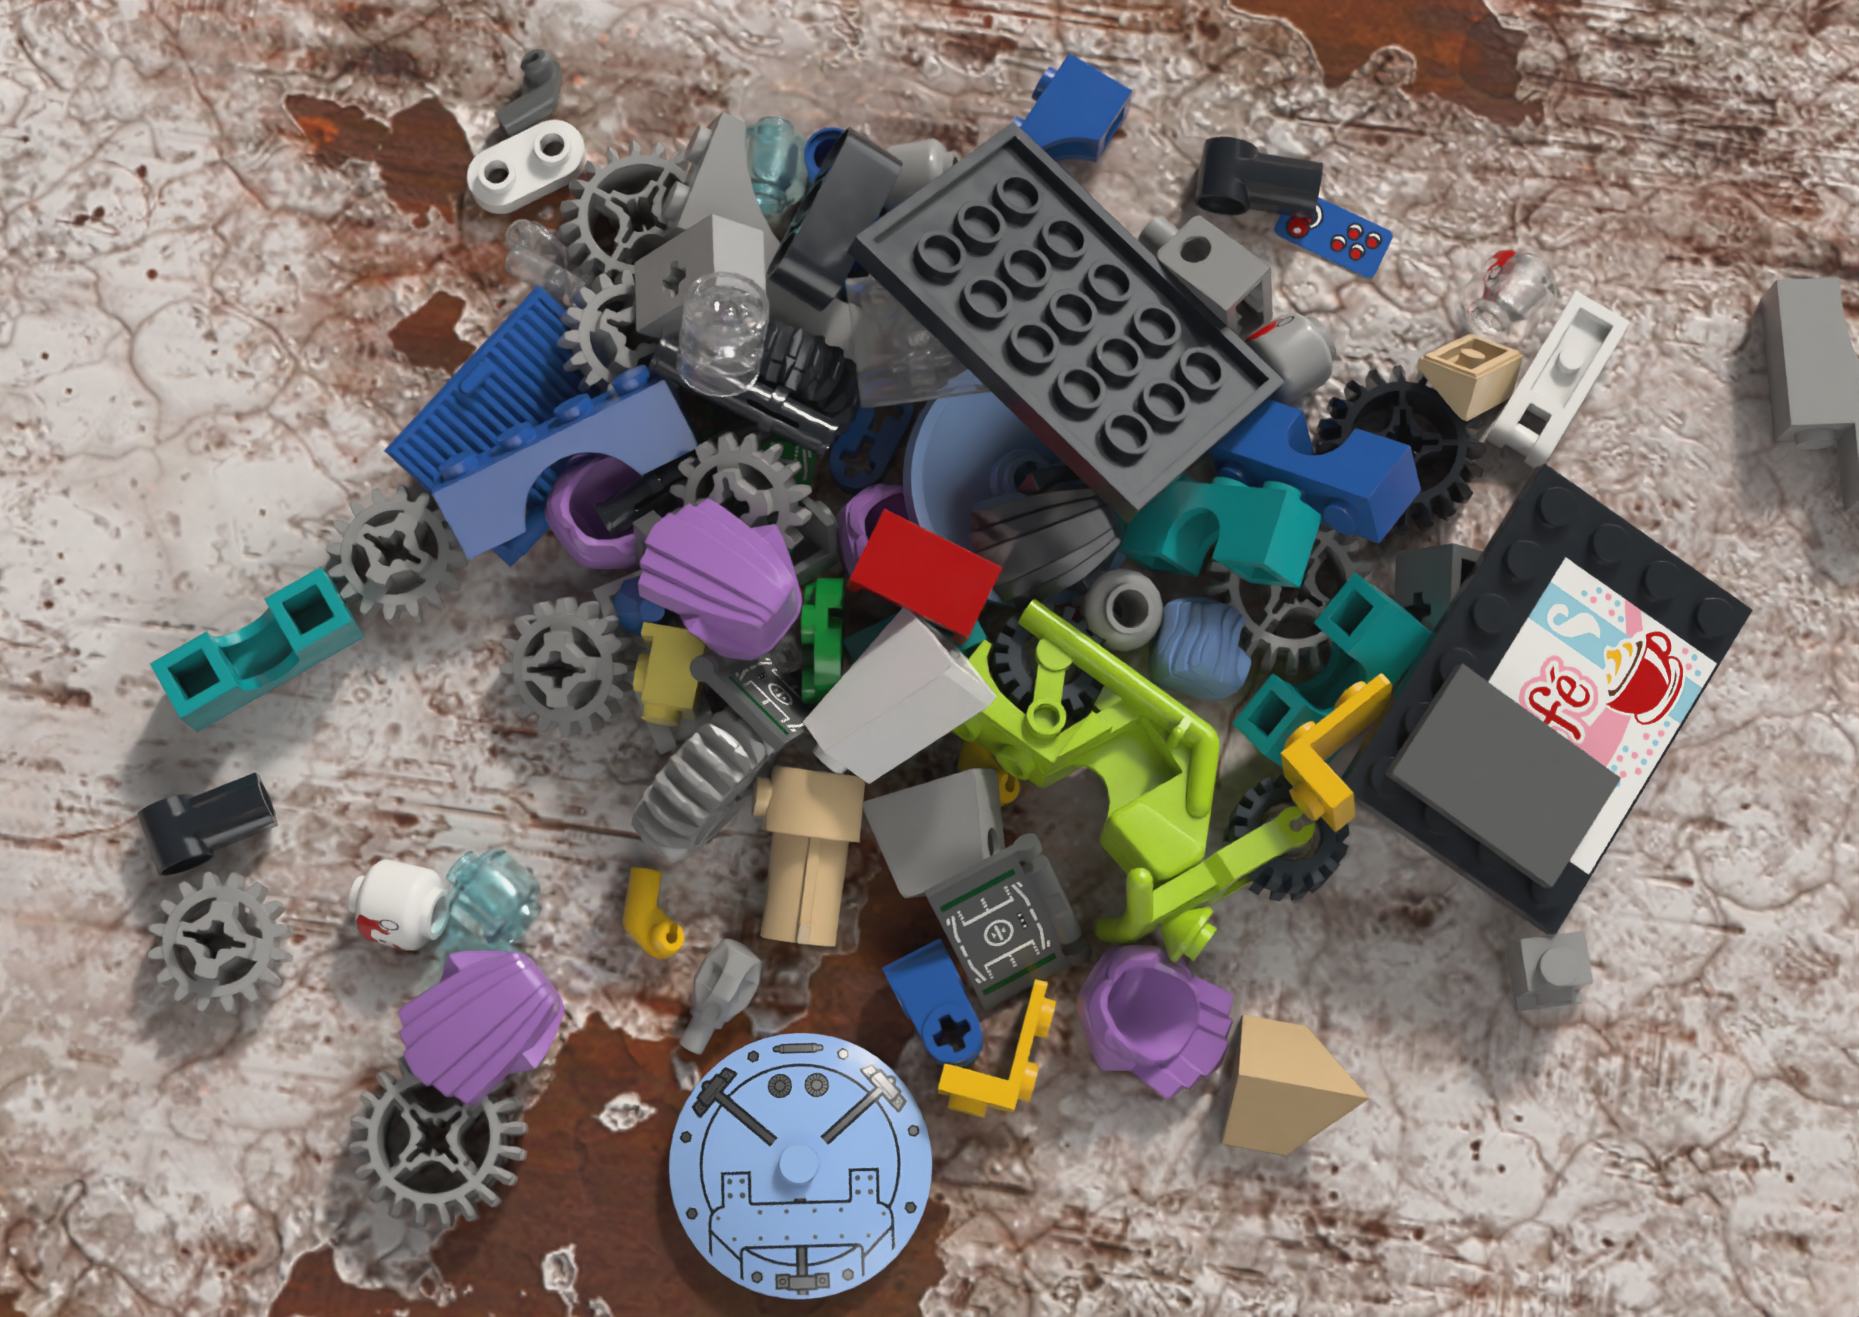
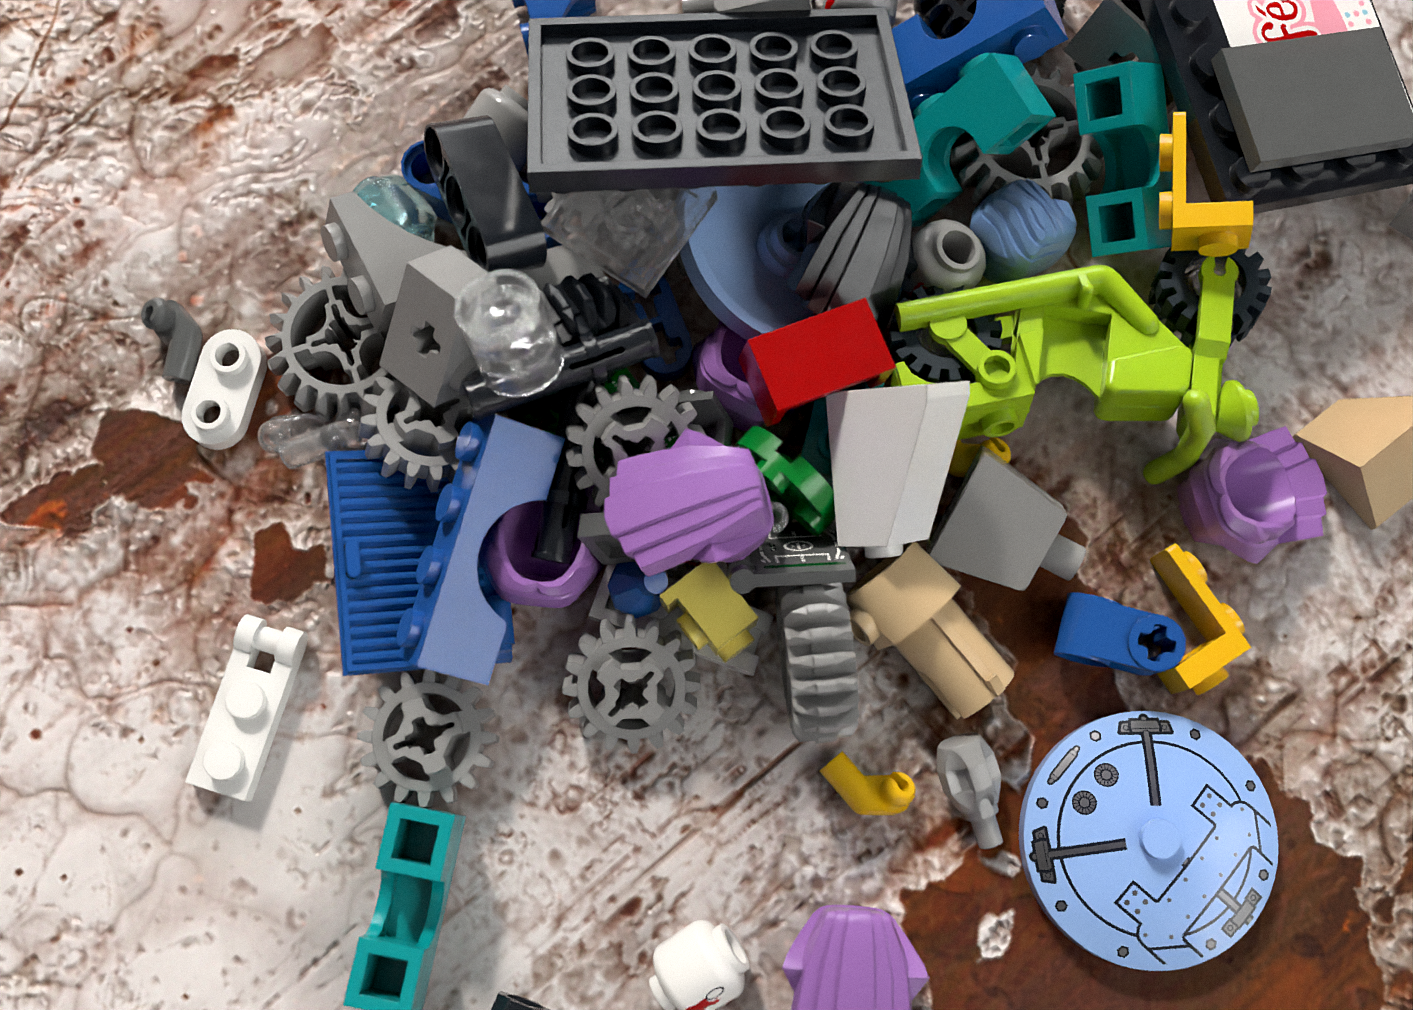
camera: 50 degrees left, 0 degrees up
(303, 407) = (247, 710): none -> white plate
(493, 896) = (755, 892): clear light blue head -> none
(1009, 921) = (1105, 531): dark grey piece -> none

